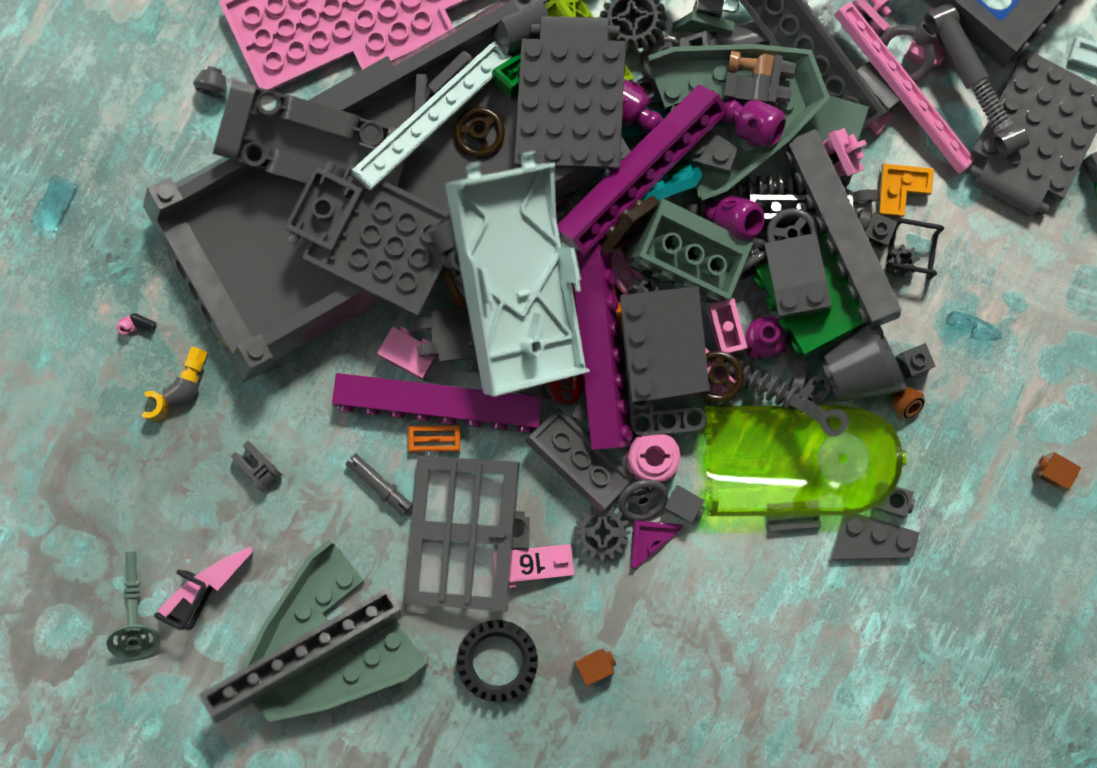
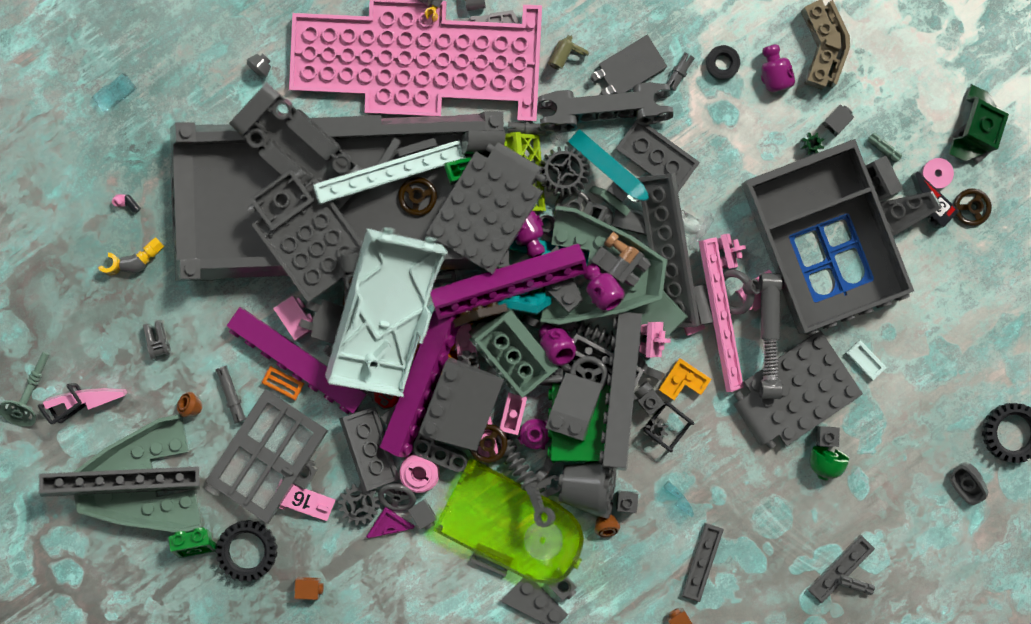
camera: 30 degrees right, 5 degrees up
(336, 522) = (189, 405): none -> dark orange cone
(428, 684) = (192, 543): none -> green plate
(1040, 387) = (702, 562): none -> dark grey tile

